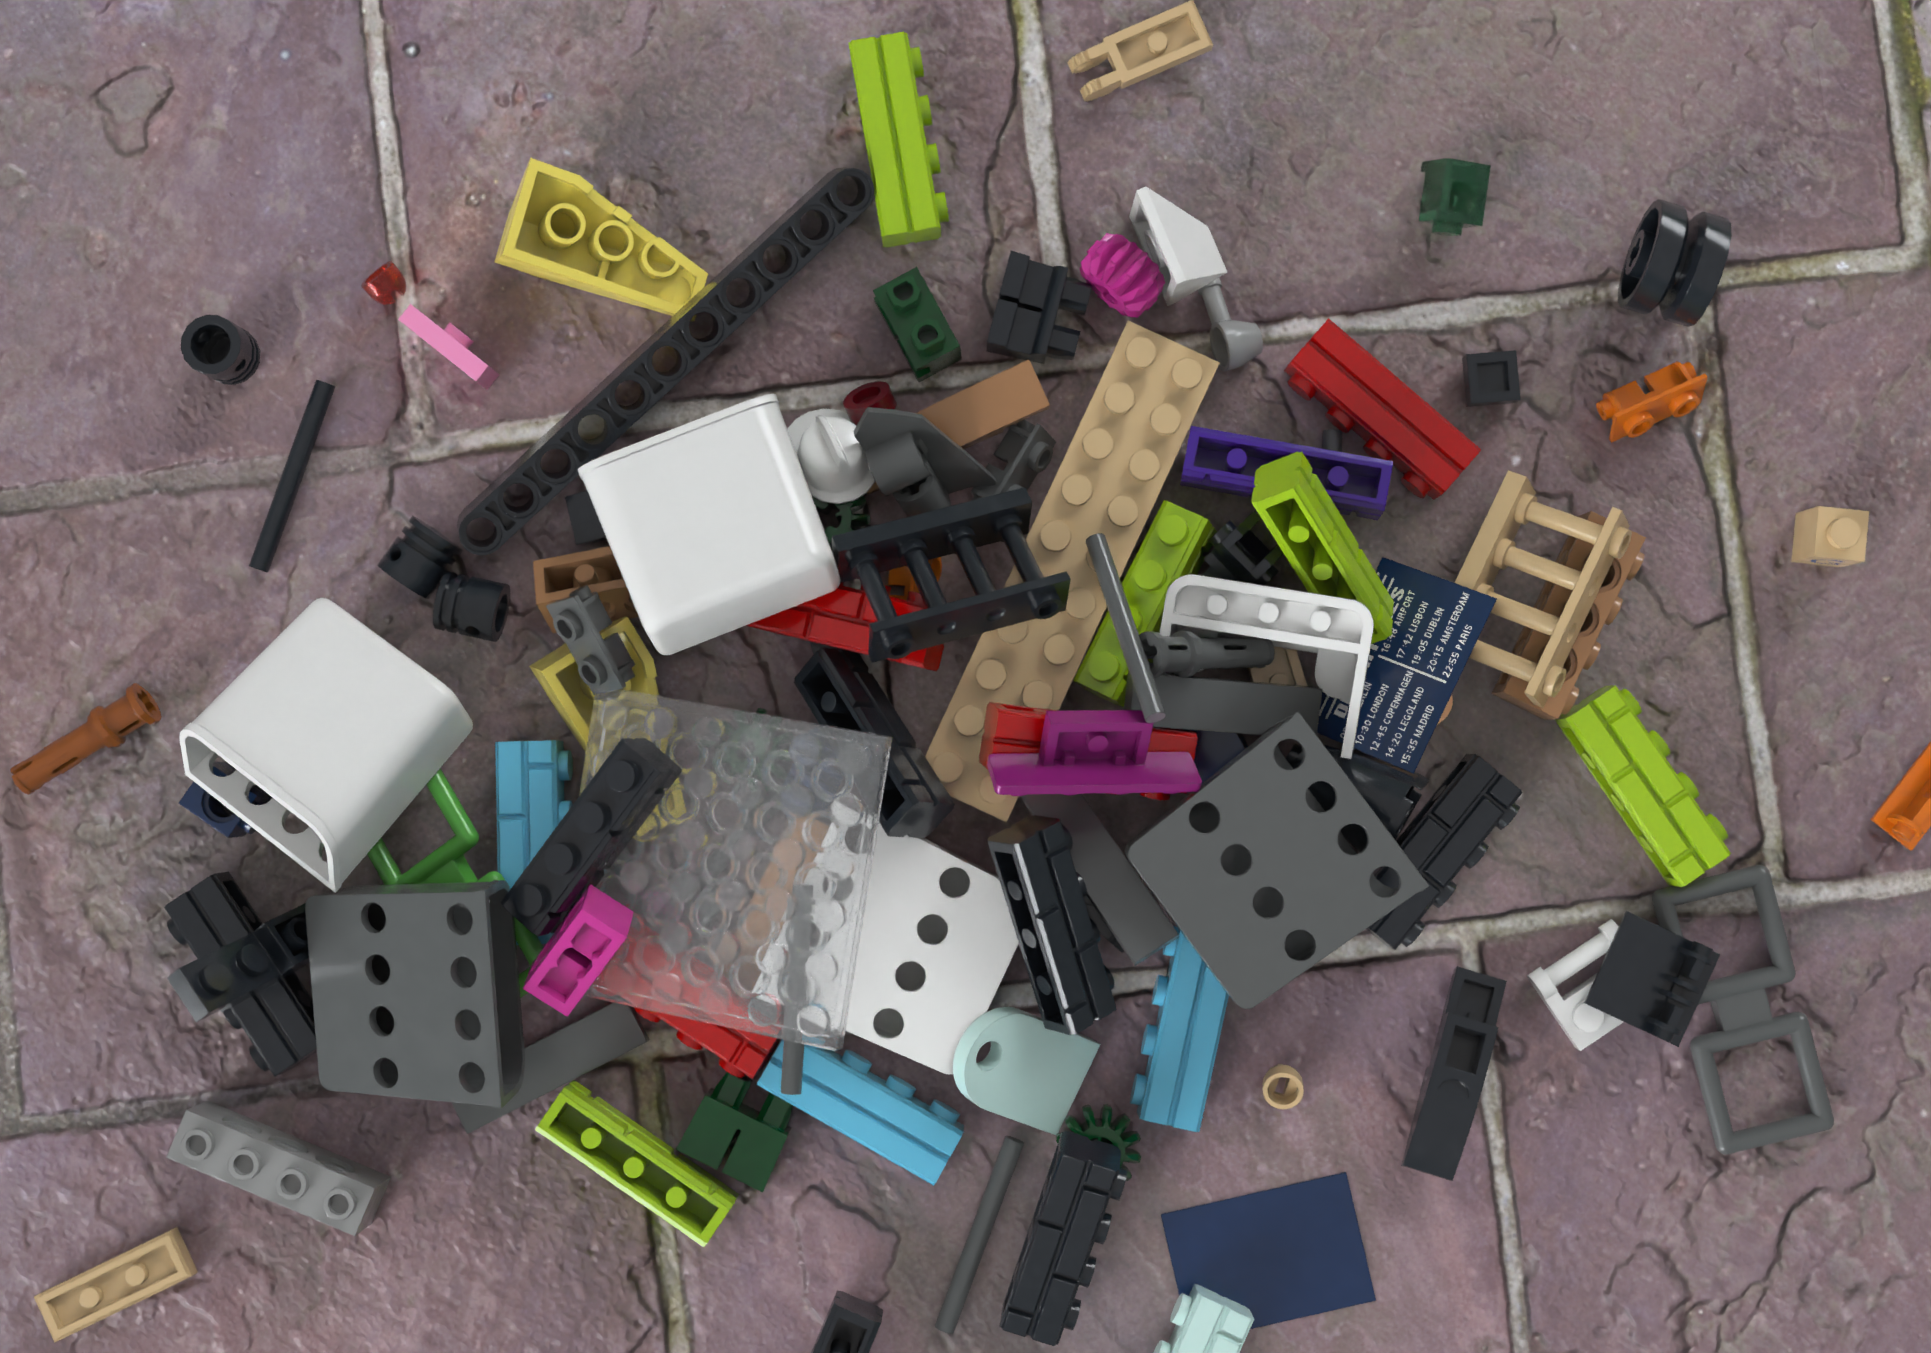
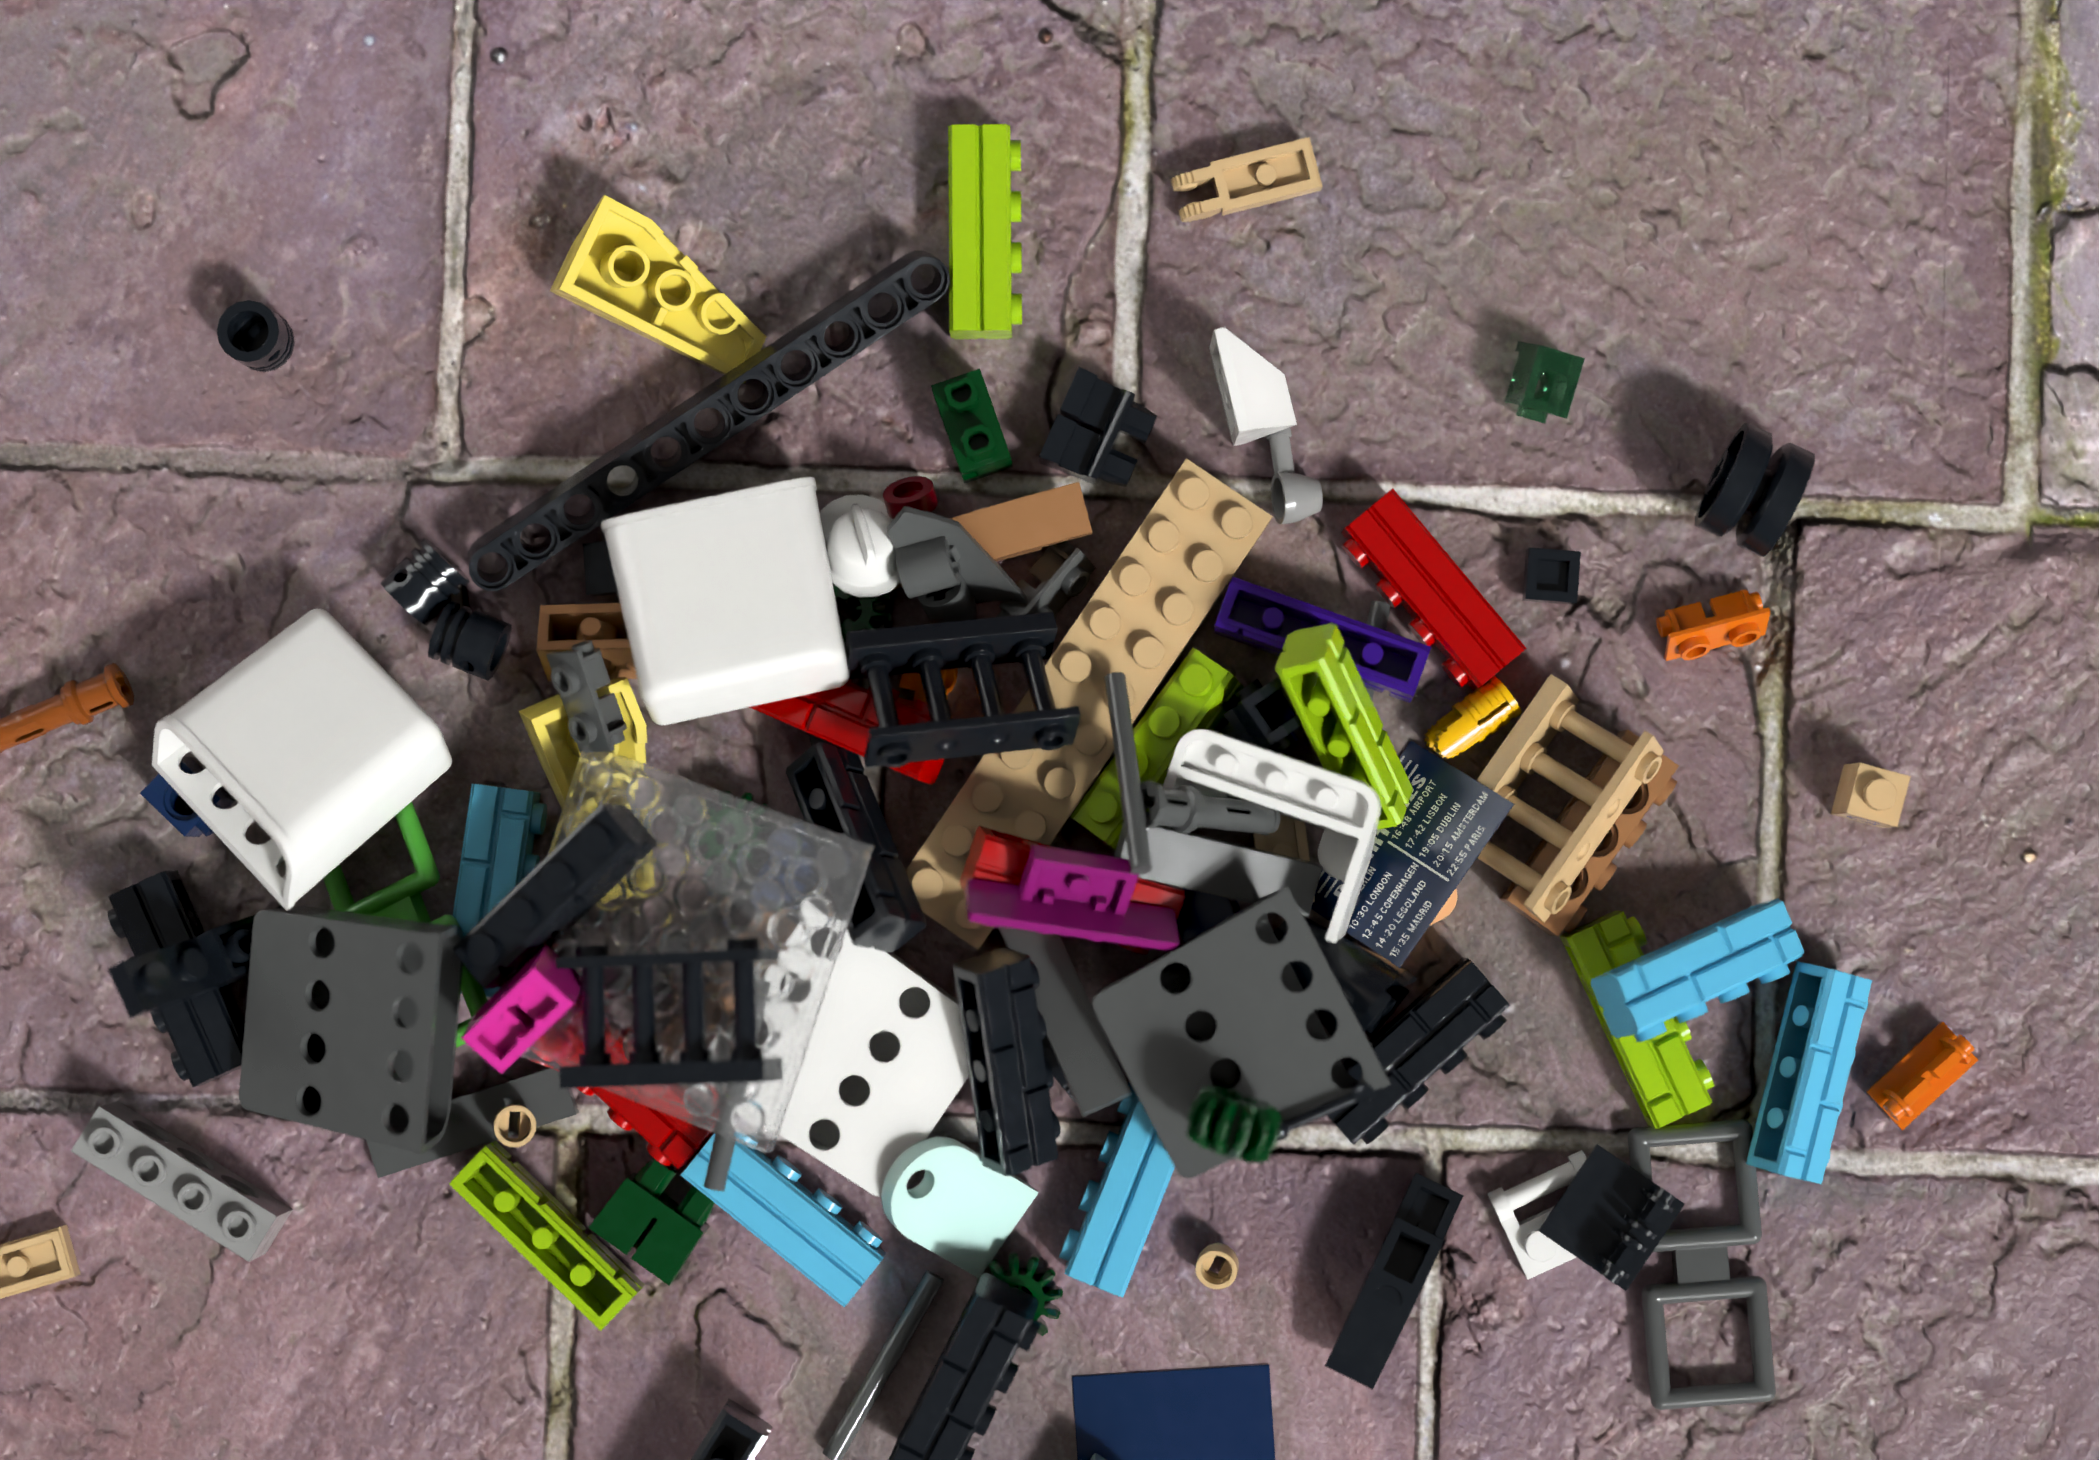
camera: 10 degrees right, 0 degrees up
(292, 476) = (307, 476): black bar -> none
(383, 282) = (434, 292): clear red hinge -> none
(451, 344) = (491, 368): bright pink plate -> none
(600, 1061) = (526, 1125): none -> tan hinge
(754, 974) = (696, 1060): none -> black fence
(1122, 275) = (1189, 409): dark pink gear -> none
(1287, 950) = (1233, 1124): none -> dark green gear
(1402, 899) = (1361, 1094): none -> black hinge
(1440, 526) = (1473, 719): none -> yellow hinge
(1696, 729) = (1697, 969): none -> medium azure brick
(1816, 809) = (1809, 1072): none -> medium azure brick

